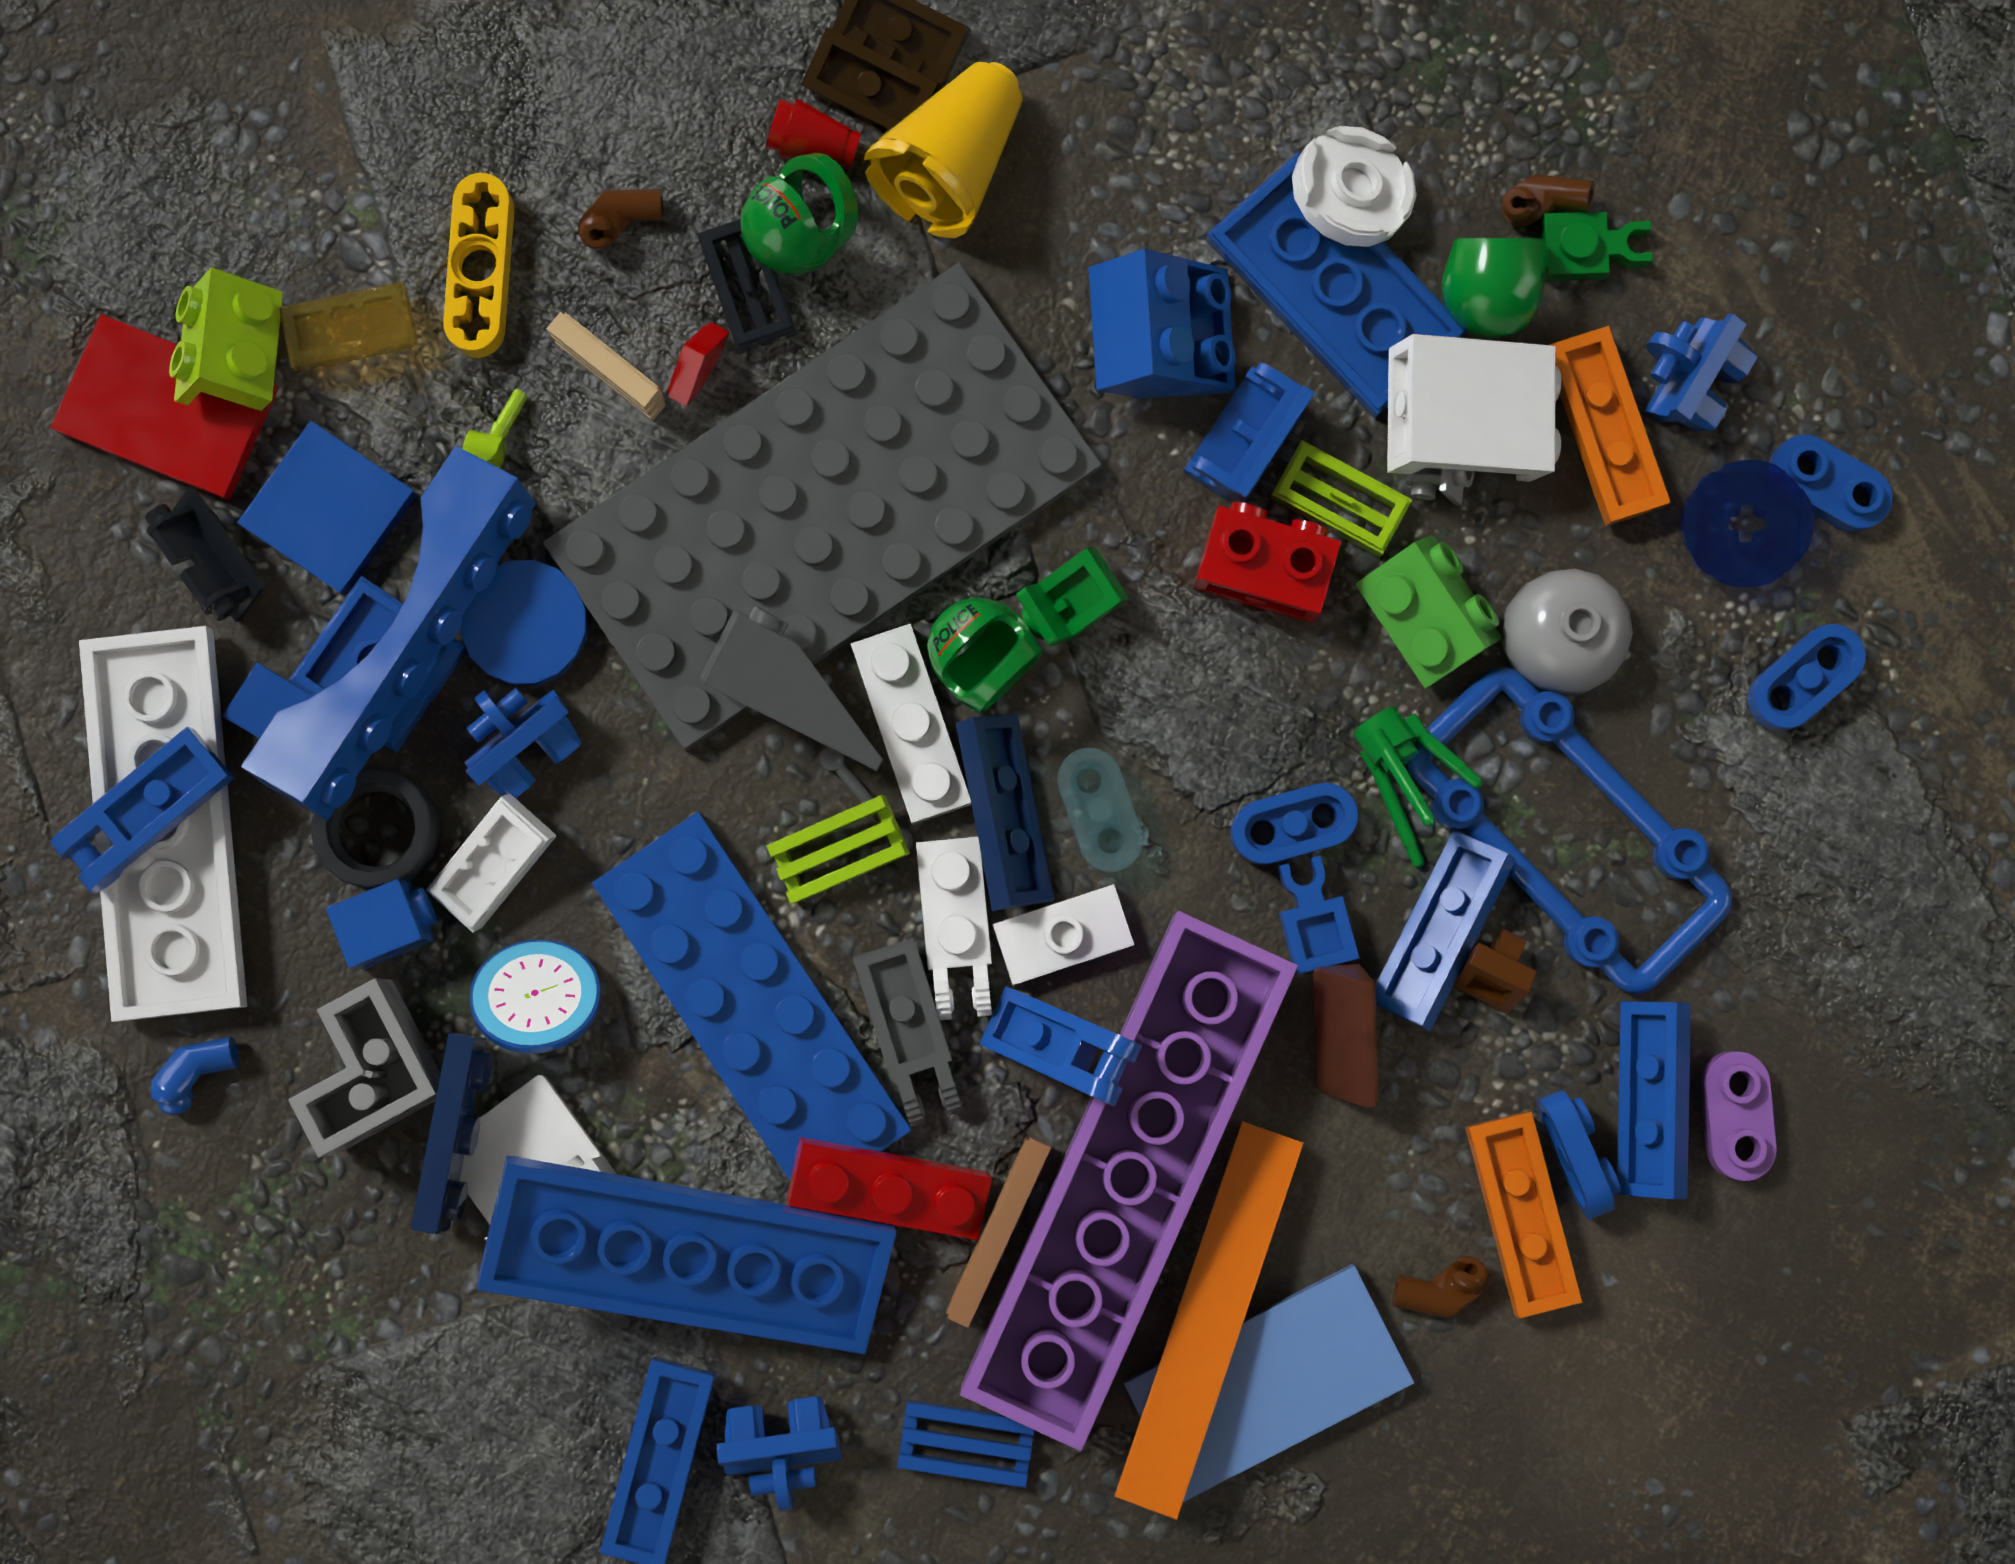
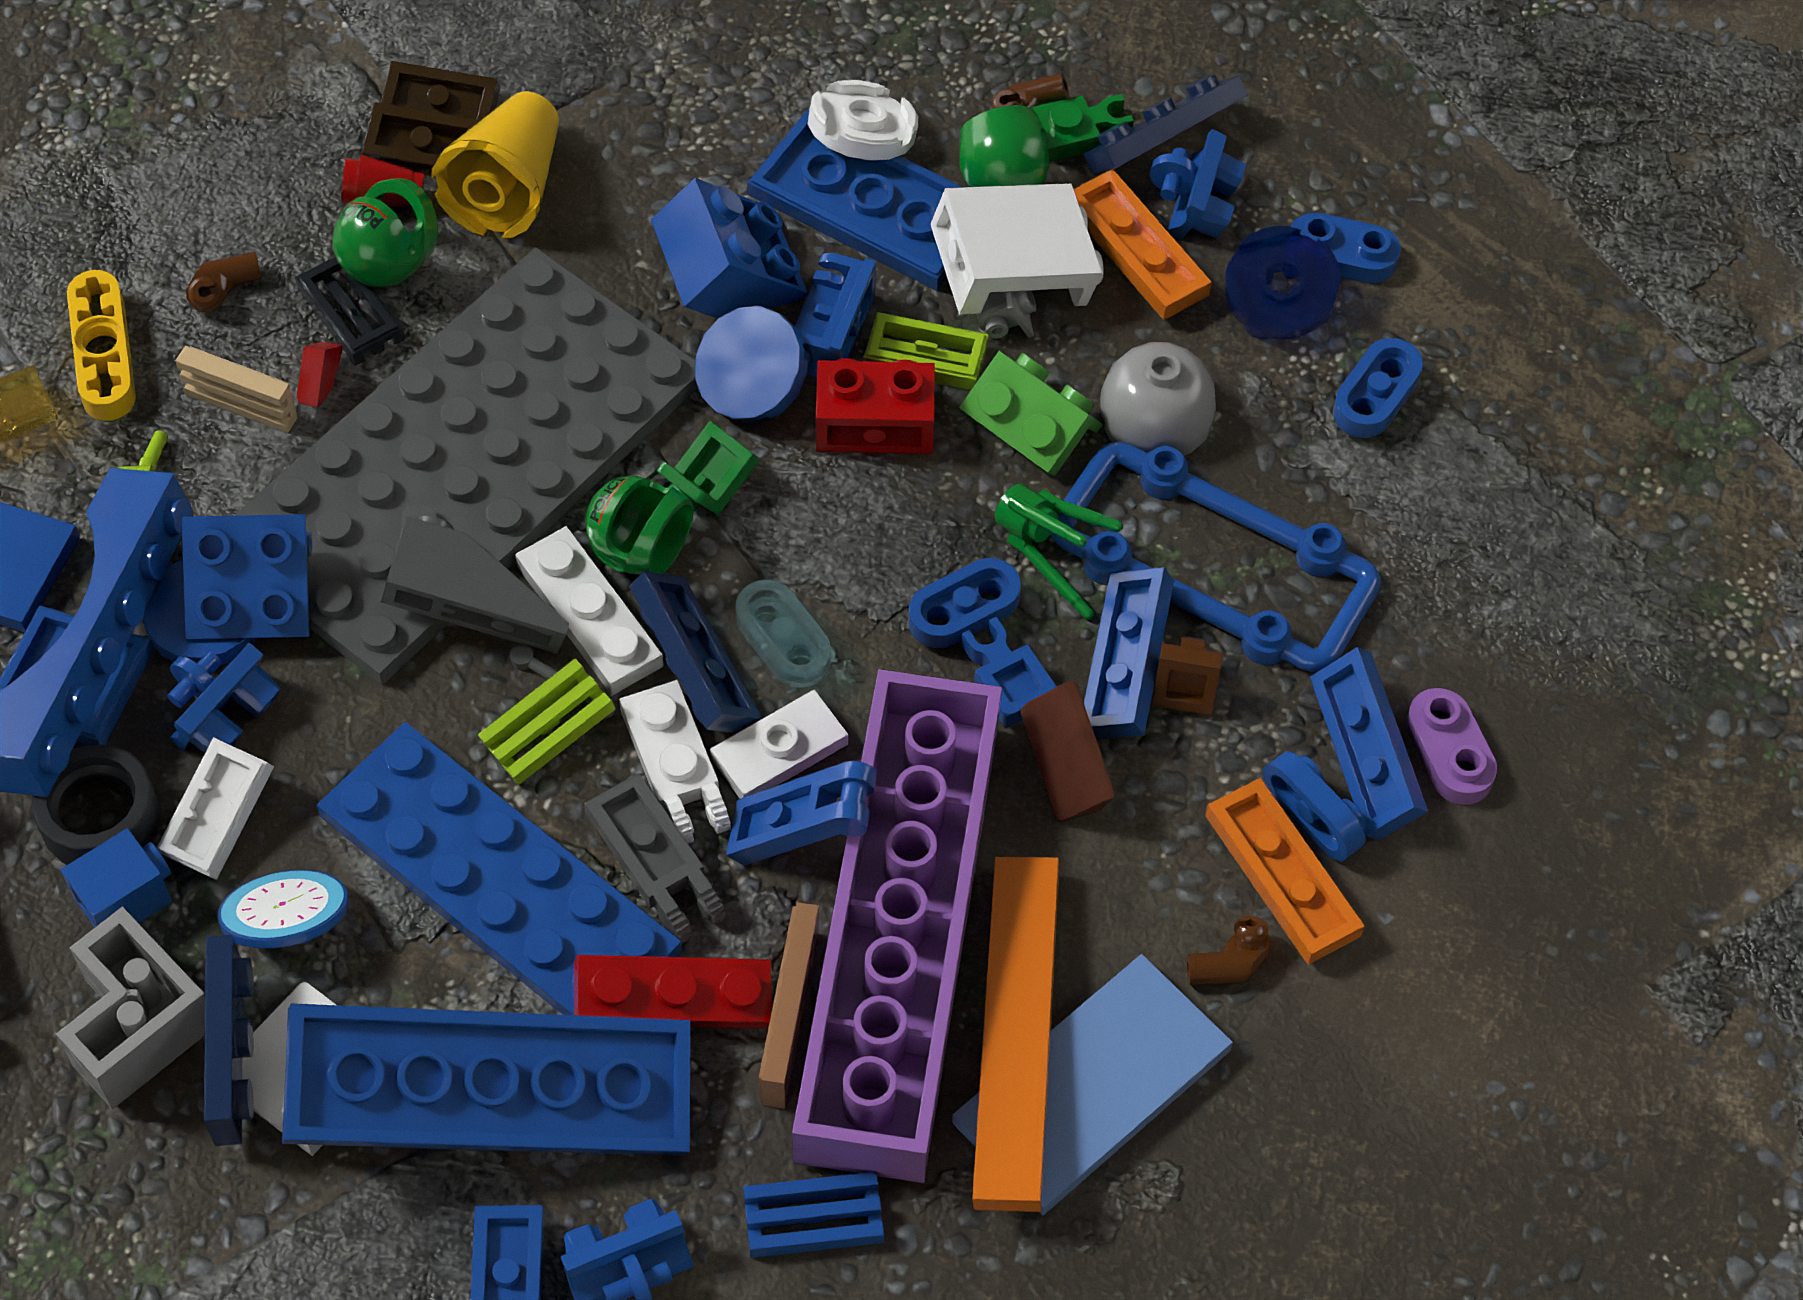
camera: 15 degrees left, 25 degrees down
(569, 615) = (246, 576): none -> blue hinge
(1149, 481) = (751, 364): none -> tile
(1685, 278) = (1164, 121): none -> dark blue plate

